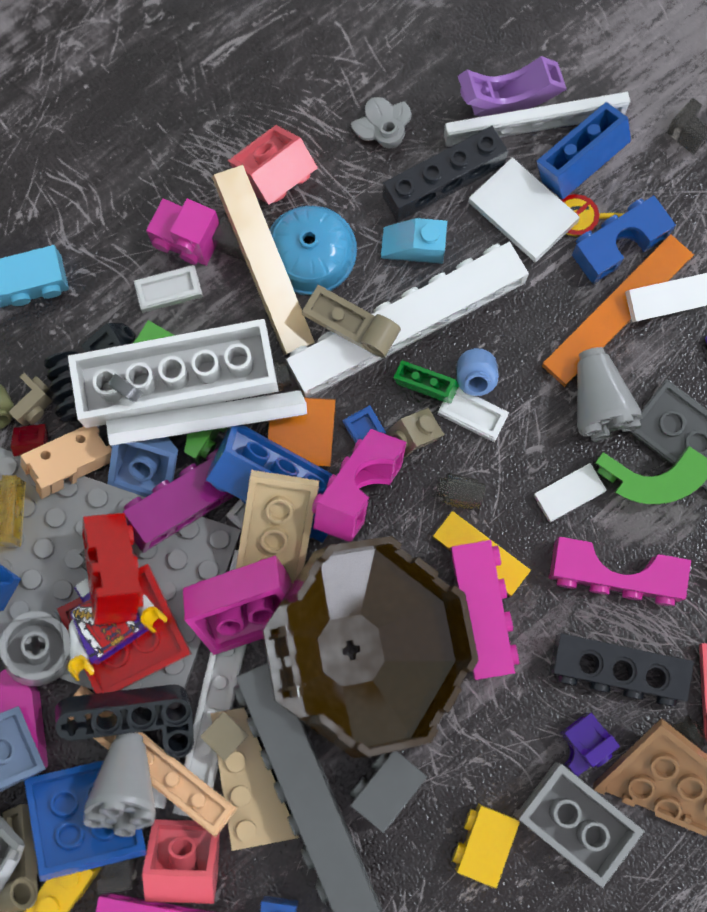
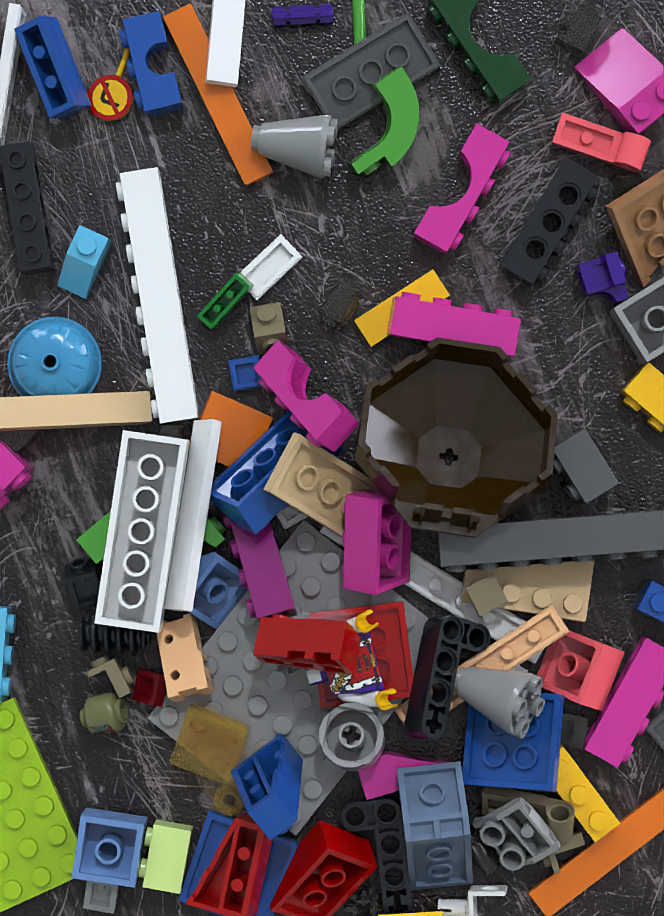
camera: 65 degrees left, 10 degrees up
(125, 388) = (147, 579): dark grey tile -> none
(168, 288) = (46, 511): white tile -> none
(351, 322) = (148, 350): dark tan plate -> none
(477, 372) = (233, 250): medium blue head -> none
(523, 209) = (88, 146): white tile -> none
(569, 492) = (374, 206): white tile -> none

